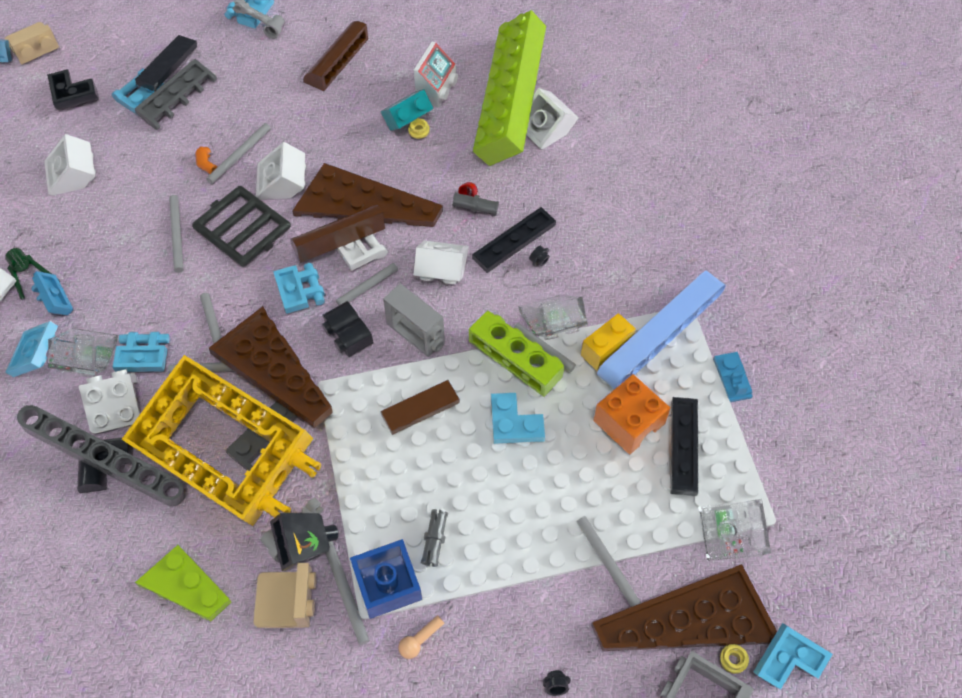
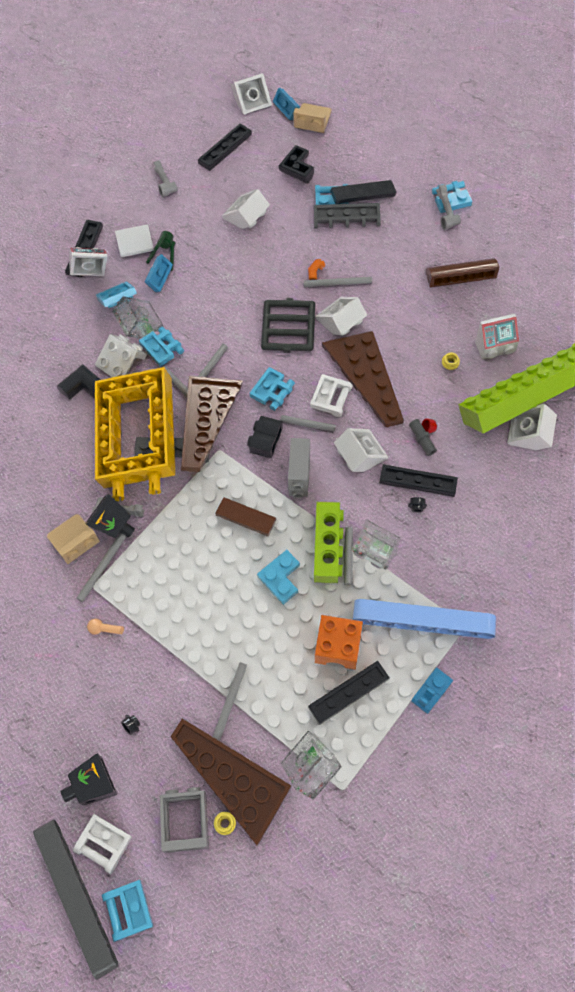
camera: 55 degrees right, 5 degrees up
(87, 453) = (74, 373): dark grey beam -> none
(176, 233) = (252, 297): light grey bar -> none
(185, 584) = (45, 483): lime wing -> none
(338, 233) = (323, 378): reddish brown brick -> none
(386, 578) = (117, 580): blue brick -> none
(407, 110) = (455, 343): teal brick -> none
(434, 537) = (166, 588): dark grey pin -> none
(606, 340) = (382, 589): yellow brick -> none
(788, 650) = (254, 855): medium azure plate -> none

